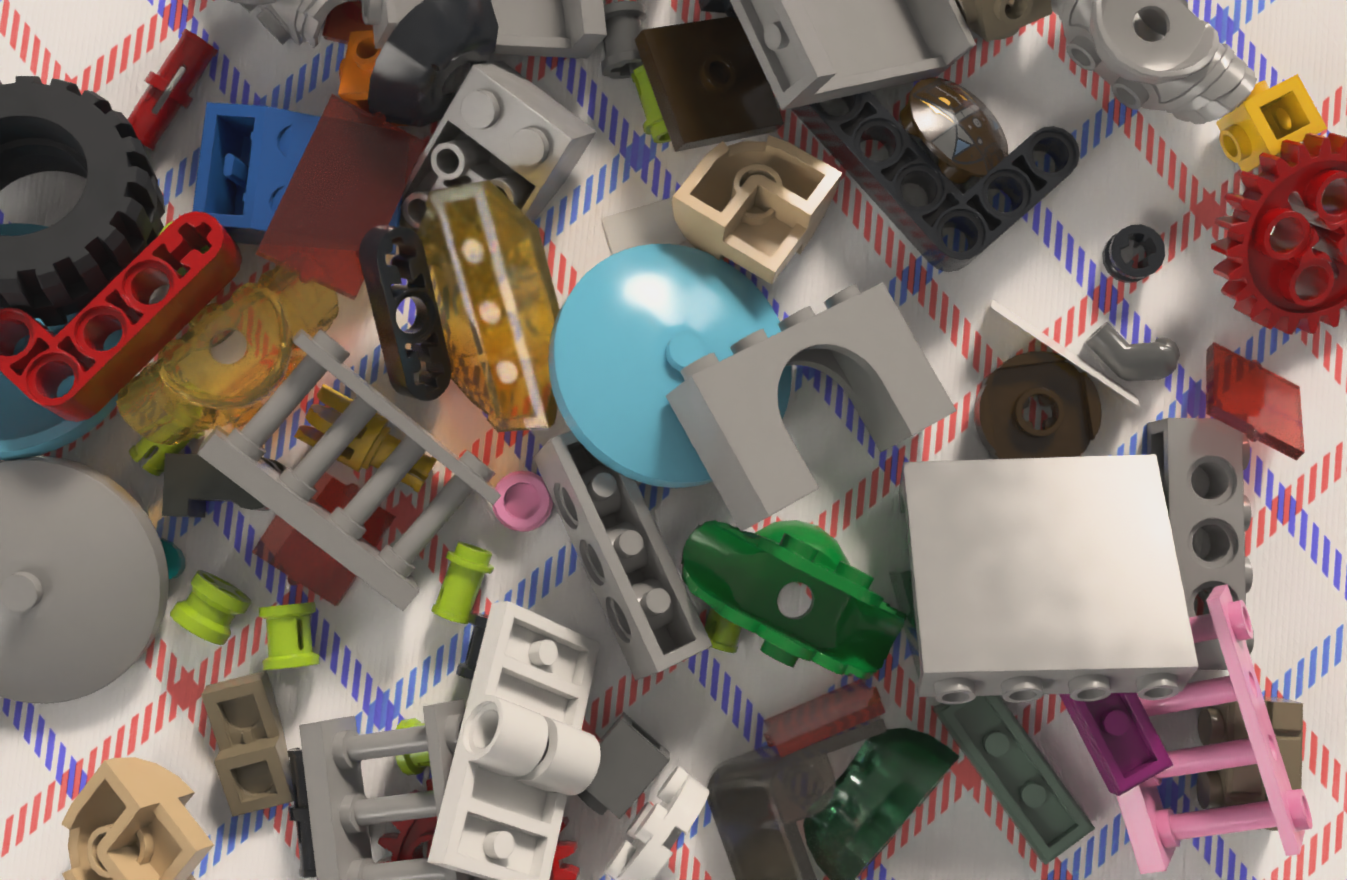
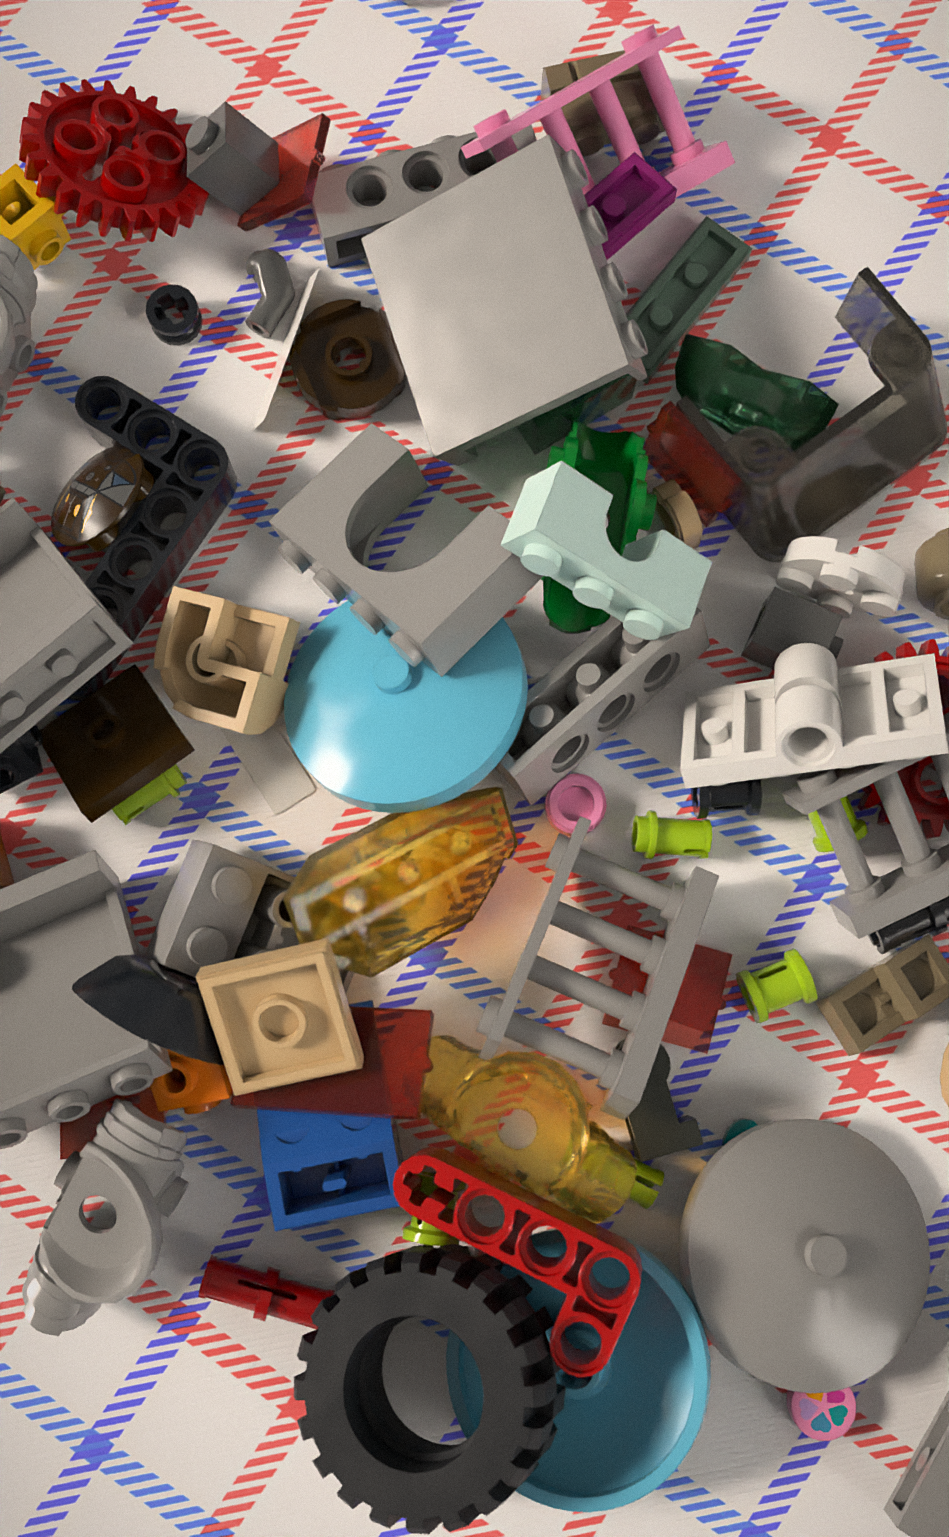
camera: 105 degrees left, 5 degrees down
(210, 607) = (775, 1071): lime wheel -> none
(369, 447) = (571, 952): yellow arm -> none
(387, 154) = (280, 1017): none -> tan tile
(426, 332) = (394, 982): black beam -> none
(622, 27) = (104, 835): dark grey bush -> none
(759, 546) = (563, 536): none -> light aqua arch
(780, 690) = (678, 513): none -> tan tile
(1282, 350) = (232, 158): none -> dark grey brick

